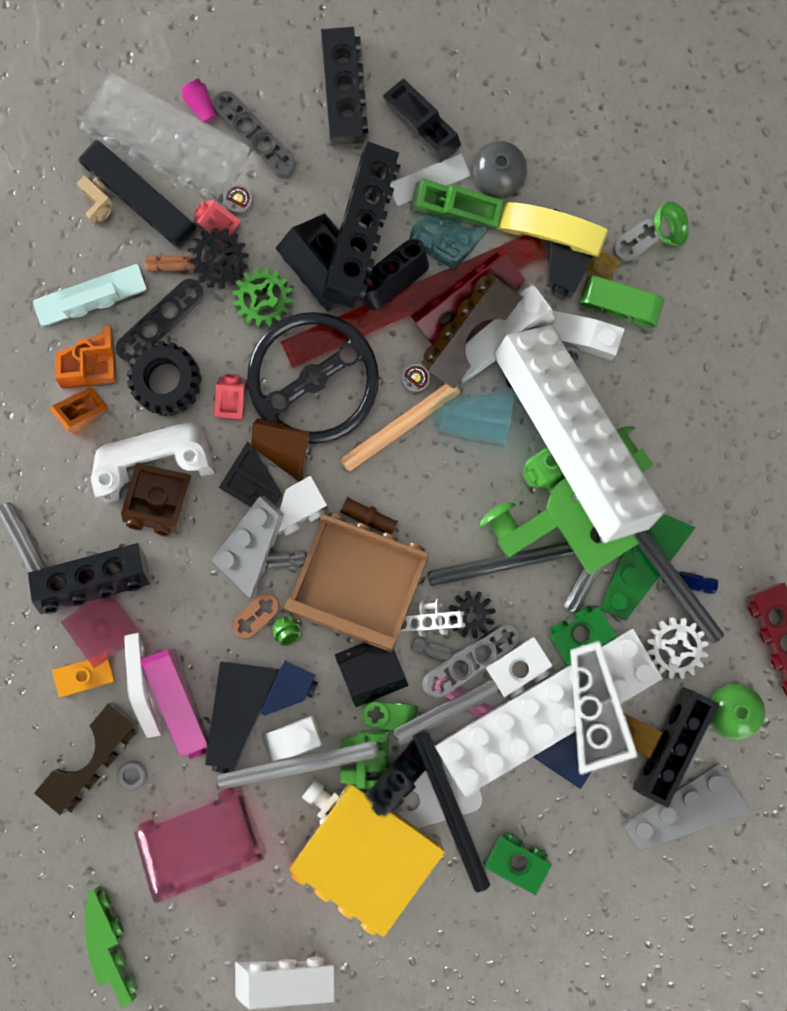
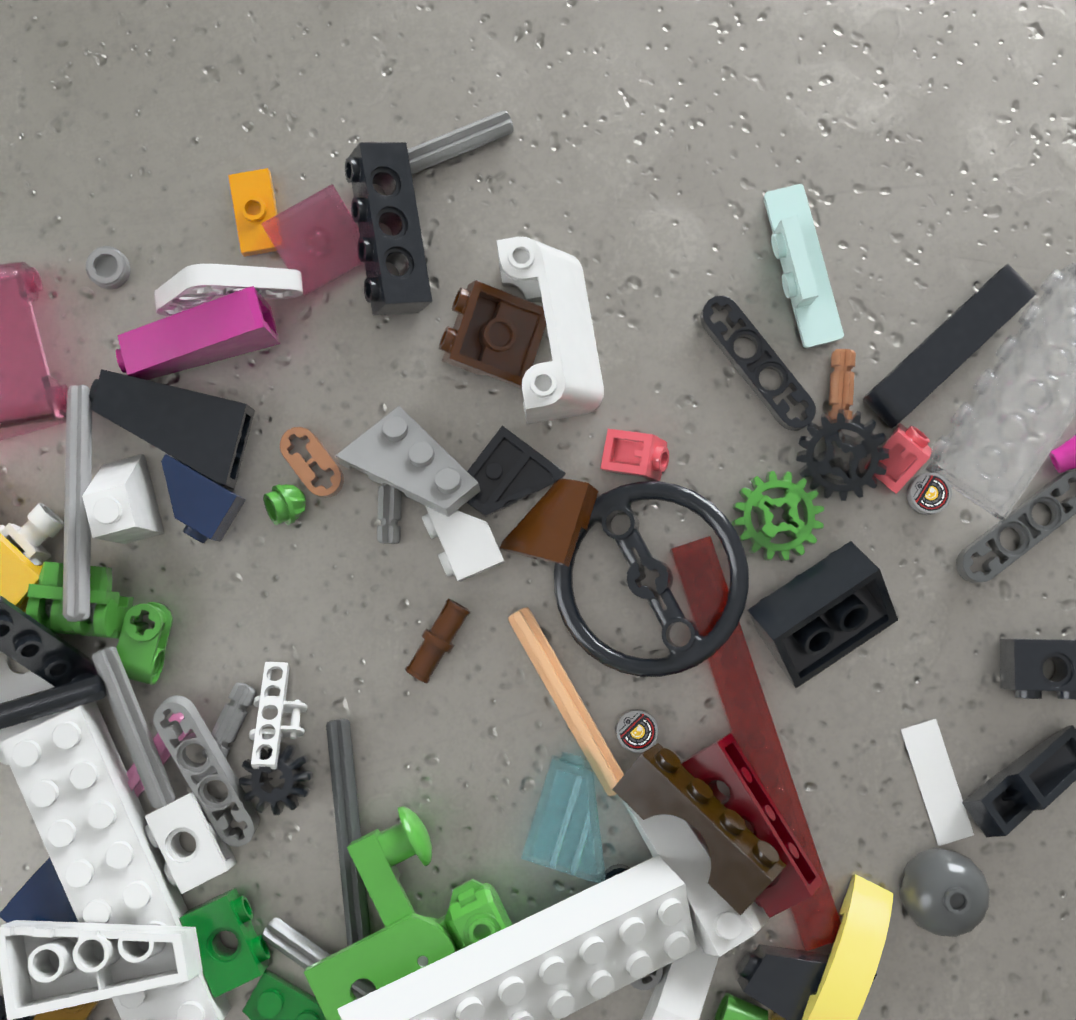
camera: 95 degrees right, 0 degrees up
(79, 410) = (635, 235): orange slope -> none
(87, 362) = (706, 255): orange slope -> none
(95, 192) = (957, 286): tan bracket -> none
(110, 731) = (104, 173): dark brown arch -> none
(144, 366) = (676, 327): black tyre -> none
(339, 286) = (966, 715): black brick -> none
(357, 582) = (340, 614): medium nougat panel -> none
(370, 672) = (213, 621): black slope -> none
(395, 273) = (796, 714): black beam -> none
(446, 238) = (843, 797): clear light blue slope -> none
(456, 203) = (896, 820): bright green slope -> none

